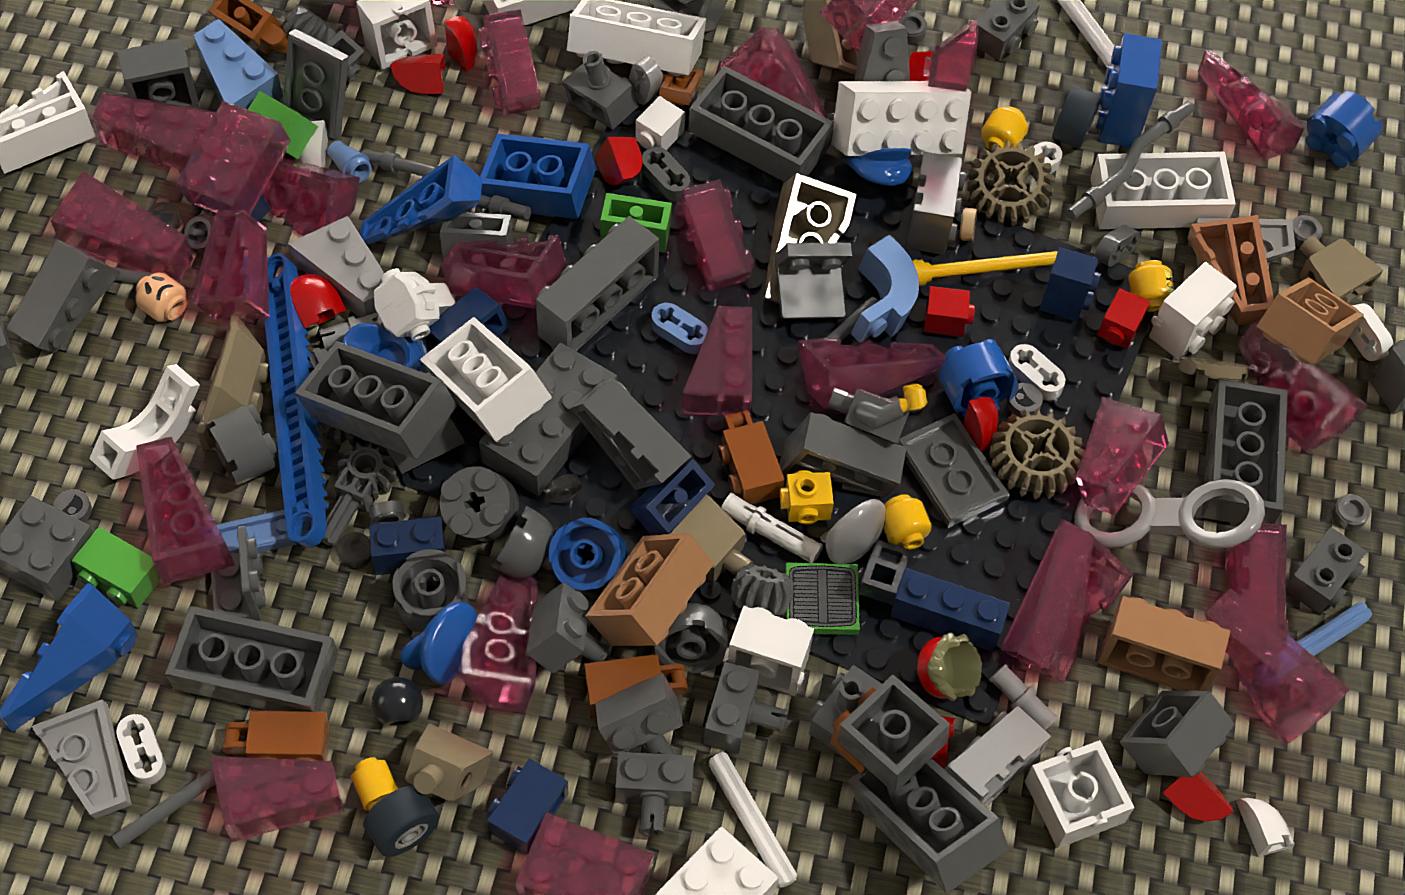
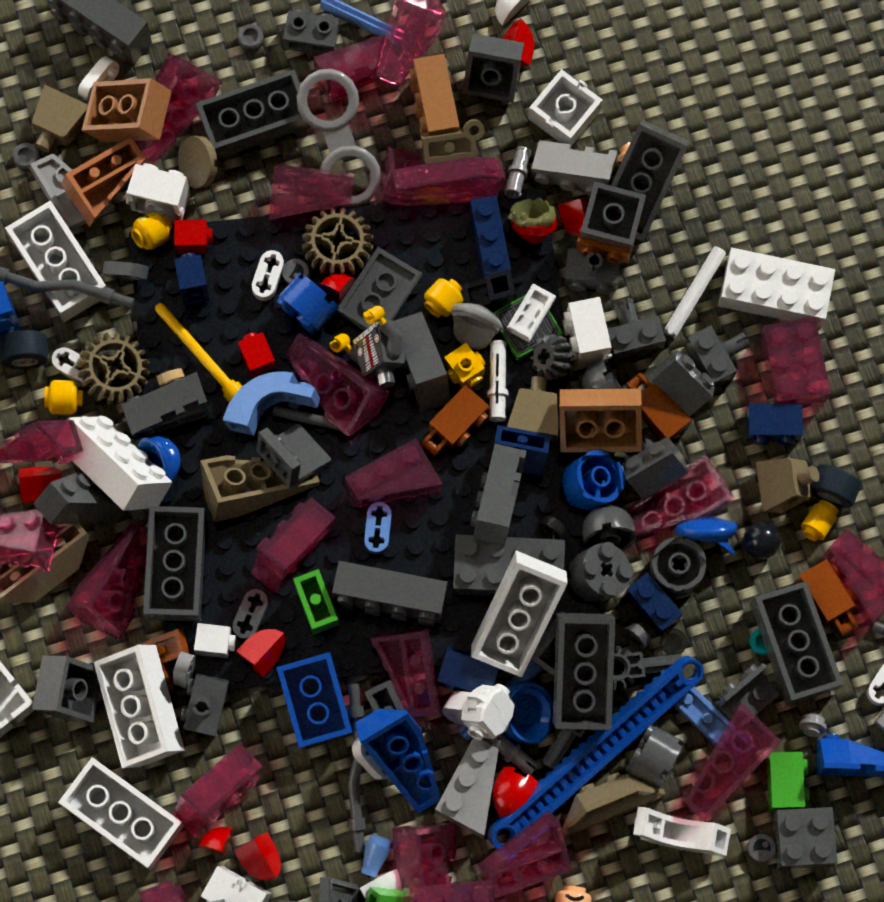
camera: 120 degrees left, 15 degrees up
(154, 634) = (812, 725): none -> light grey plate
(830, 599) = (531, 313): none -> white plate
(1095, 622) = (452, 144): none -> dark tan hinge

